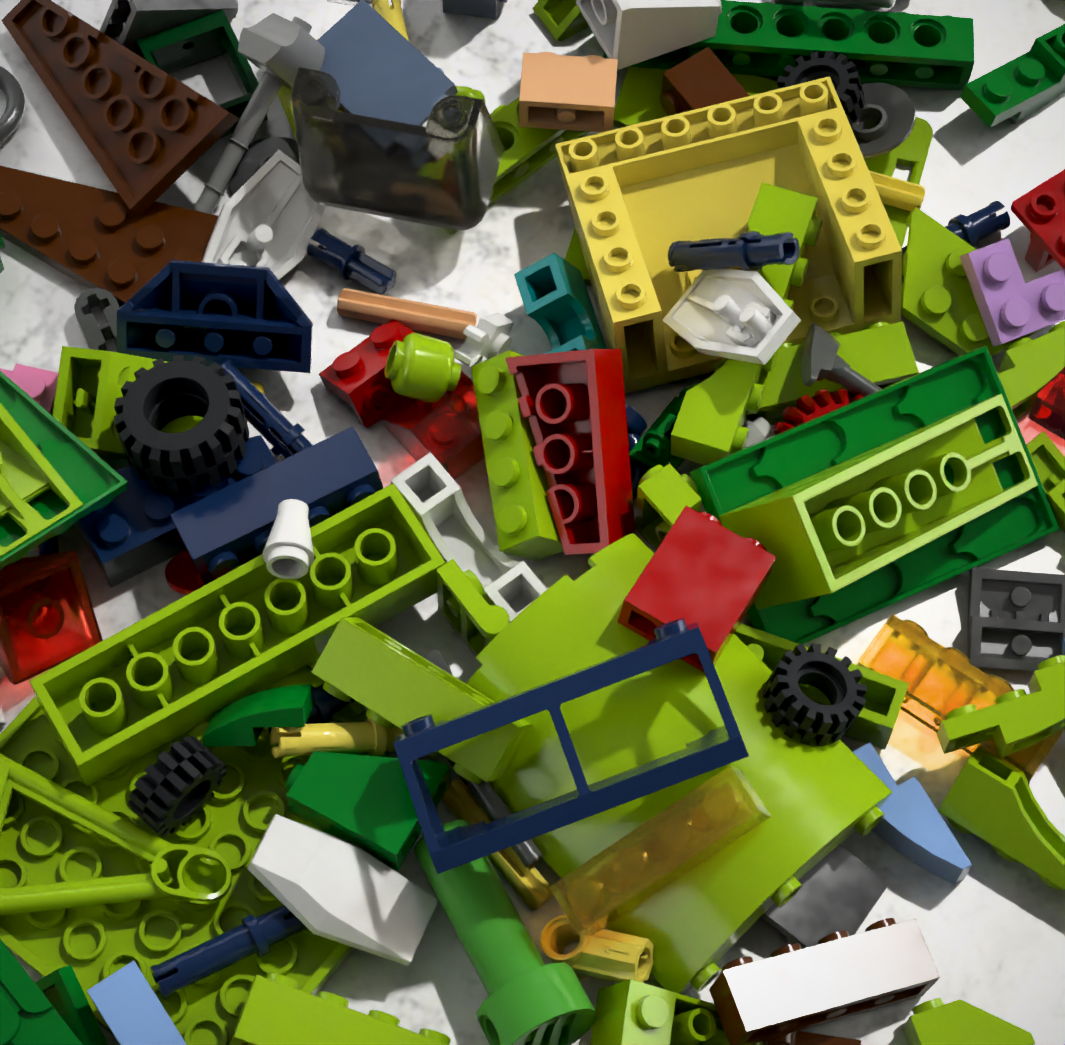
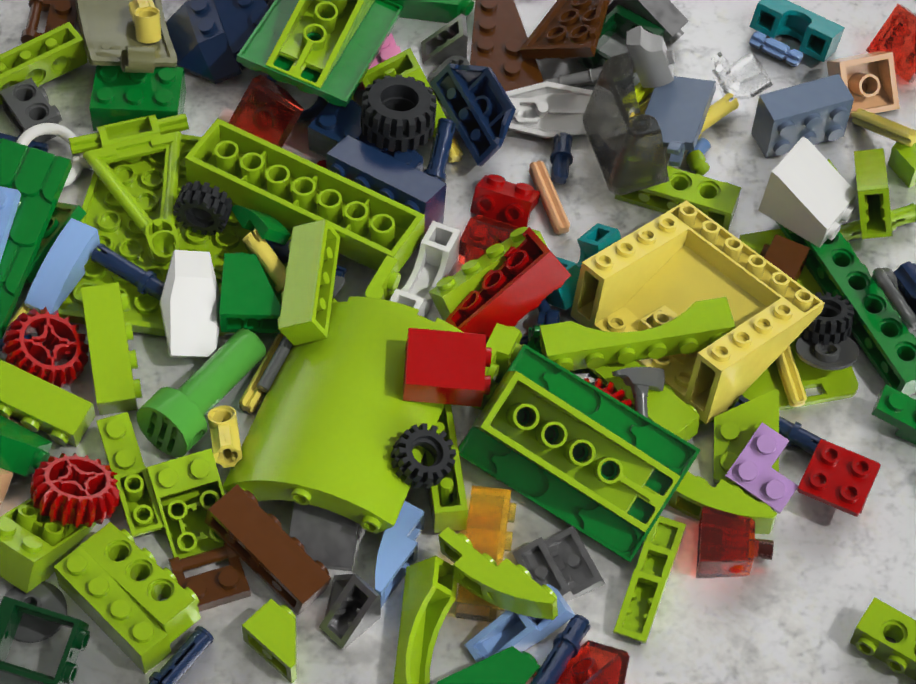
camera: 60 degrees right, 10 degrees down
(43, 294) = (446, 42): none -> flat silver slope
(290, 542) = (357, 181): white cone -> none
(422, 367) = (508, 205): lime head -> none
(478, 840) = (393, 352): dark blue windscreen -> none
(485, 340) = (554, 231): white plate -> none
(567, 92) = (722, 190): light nougat brick -> none
(660, 851) = (282, 417): clear yellow brick -> none
(732, 316) = (629, 319): white piece -> none
(747, 251) = (671, 303): dark blue pin -> none
(959, 920) = (350, 609): none -> flat silver slope

